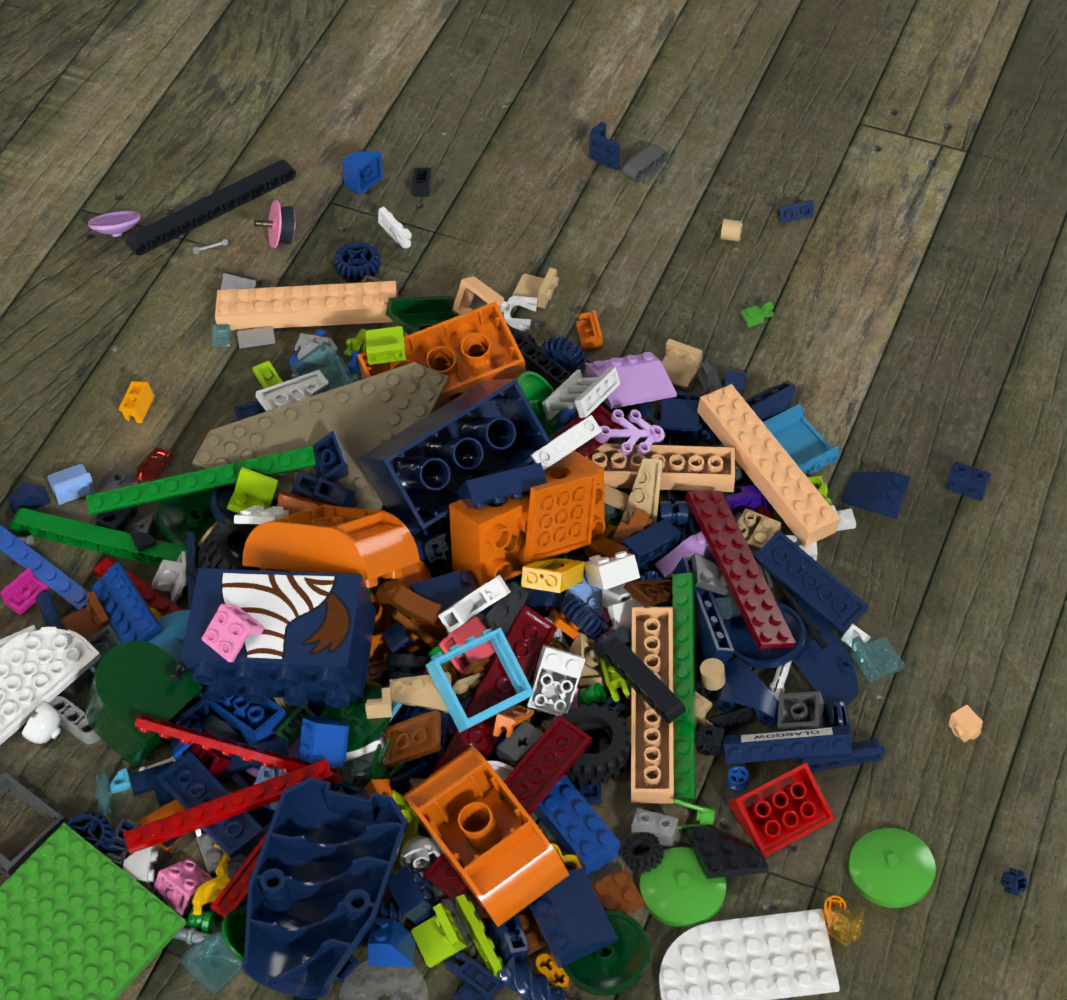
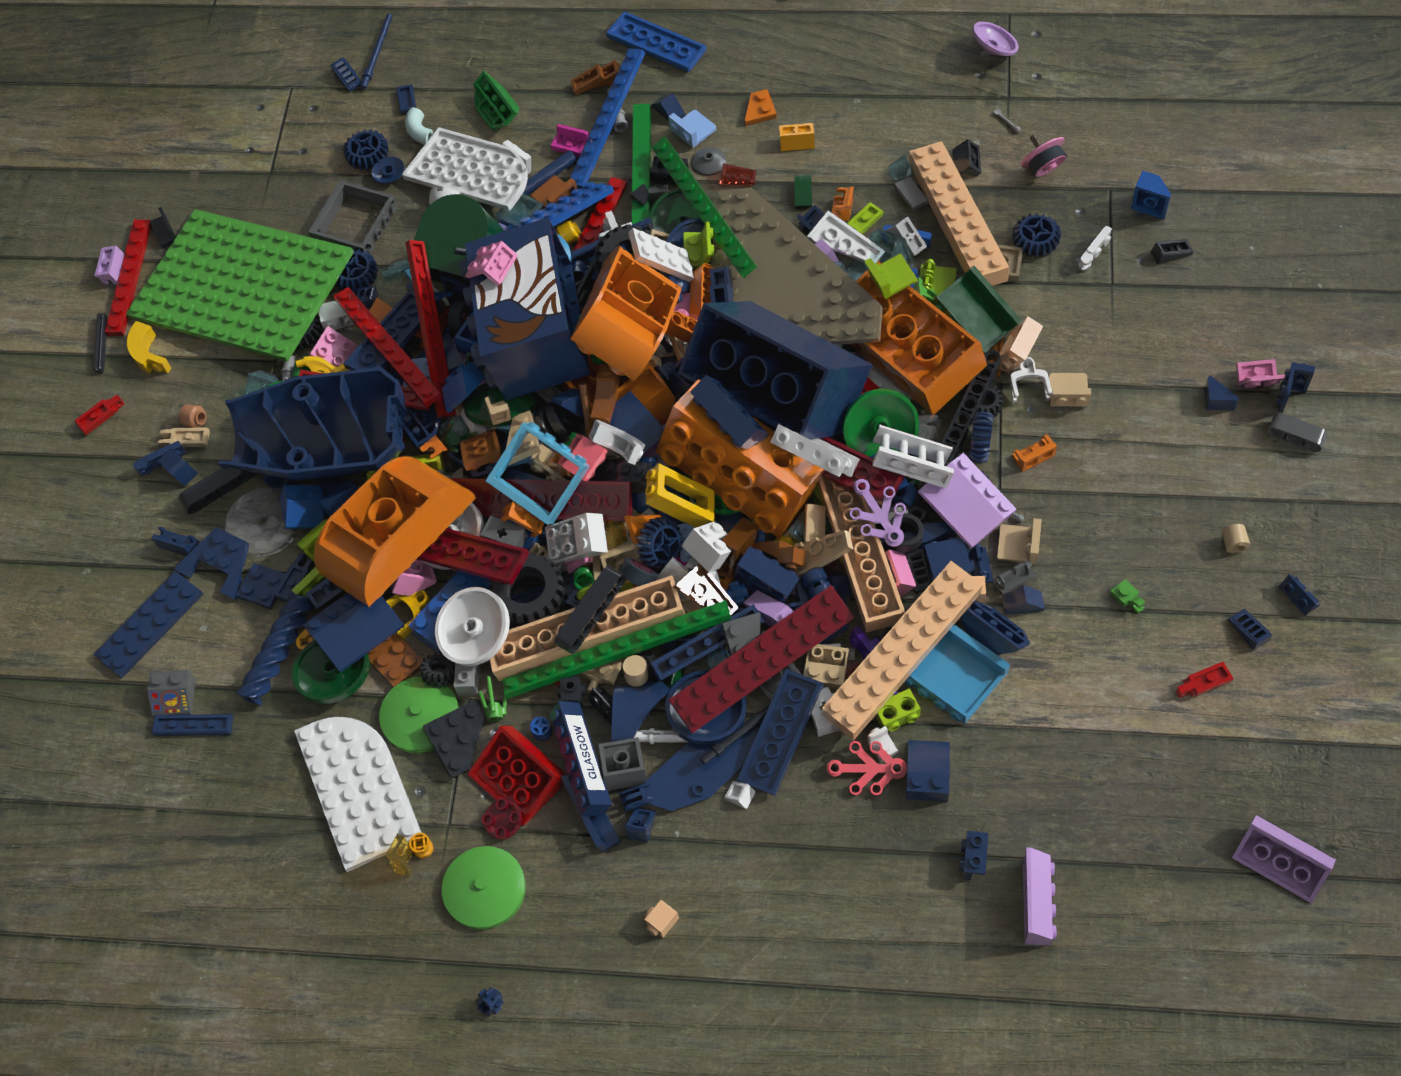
camera: 80 degrees right, 10 degrees up
(76, 423) = (760, 108): none -> orange wing
(205, 414) = (803, 191): none -> dark green slope
(210, 207) = (1054, 103): black beam -> none
(243, 386) = (843, 204): none -> orange hinge
(330, 458) = (755, 285): dark blue slope -> none
(560, 516) = (729, 475): orange plate -> none
(579, 167) = (1257, 373): none -> bright pink bracket
(586, 198) = (1218, 396): none -> dark blue slope
(619, 793) = (472, 626): none -> white dish
(825, 833) = (502, 819): none -> dark red dish
(826, 250) = (1253, 642): none -> dark blue slope
(853, 291) = (1205, 680): none -> red hinge
(867, 718) = (640, 825): none -> dark blue slope
(868, 515) = (870, 768): none -> coral plant
(876, 658) = (715, 817): clear light blue bracket -> none
(1017, 452) = (1038, 898): none -> lavender slope
(1023, 293) = (1284, 859): none -> lavender slope

